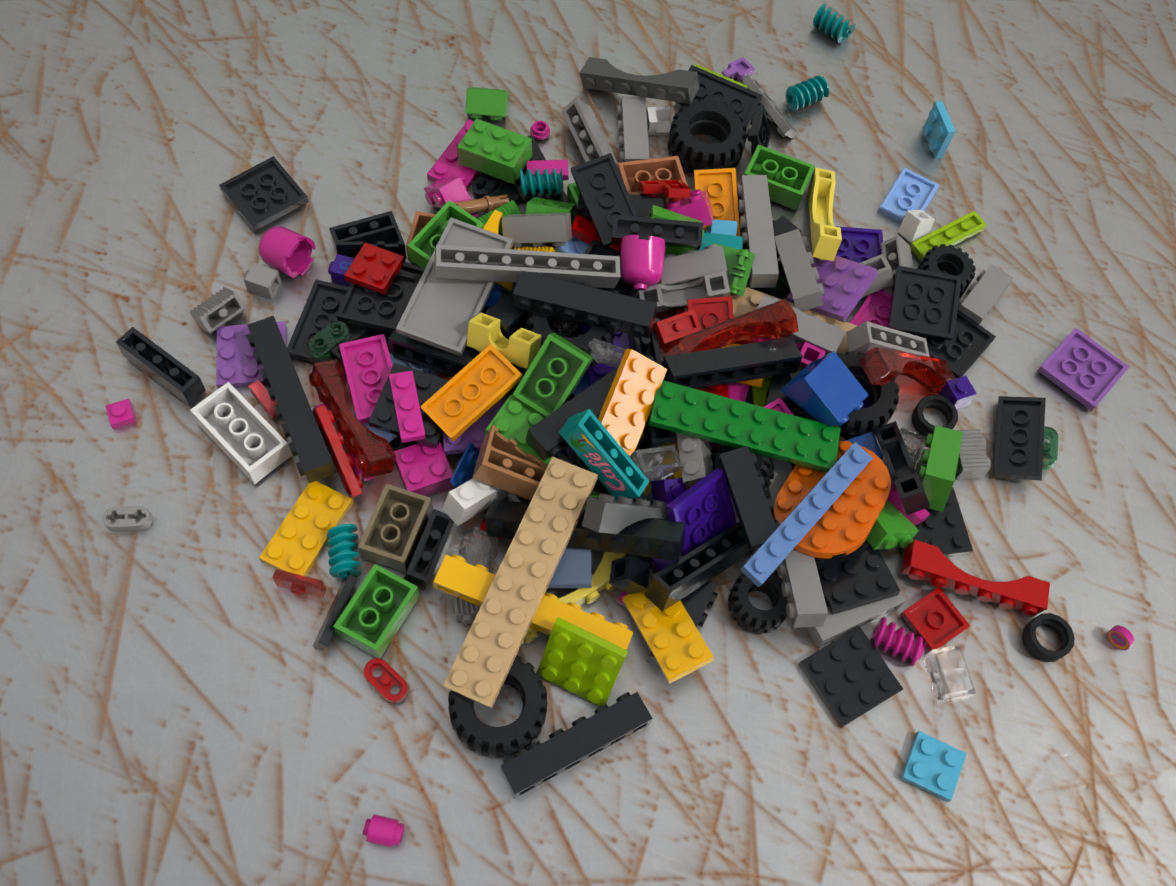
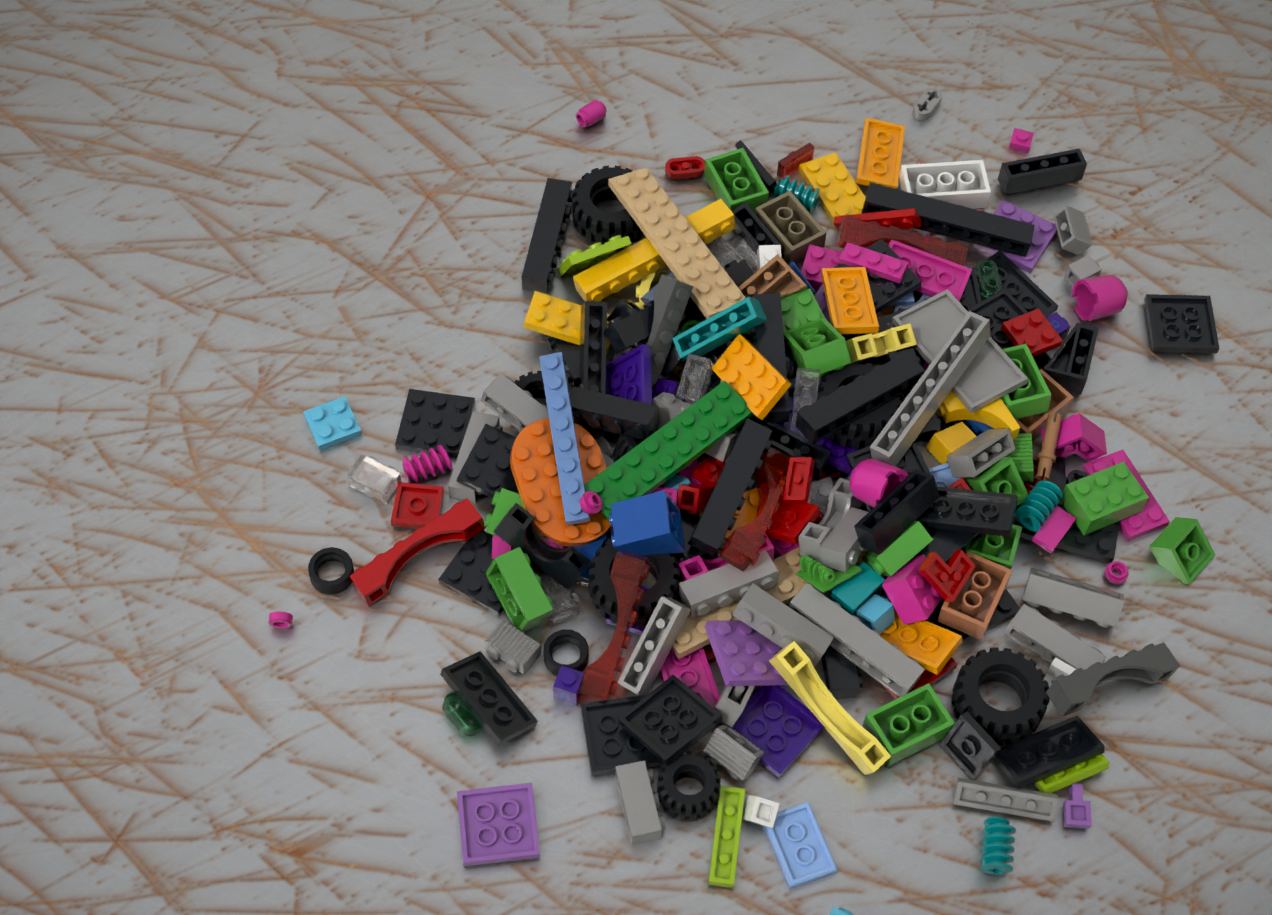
camera: 135 degrees right, 5 degrees down
(233, 514) = (880, 153): none -> light orange plate
(755, 392) = (693, 497): none -> red brick
(846, 444) = (590, 502): none -> dark pink plate

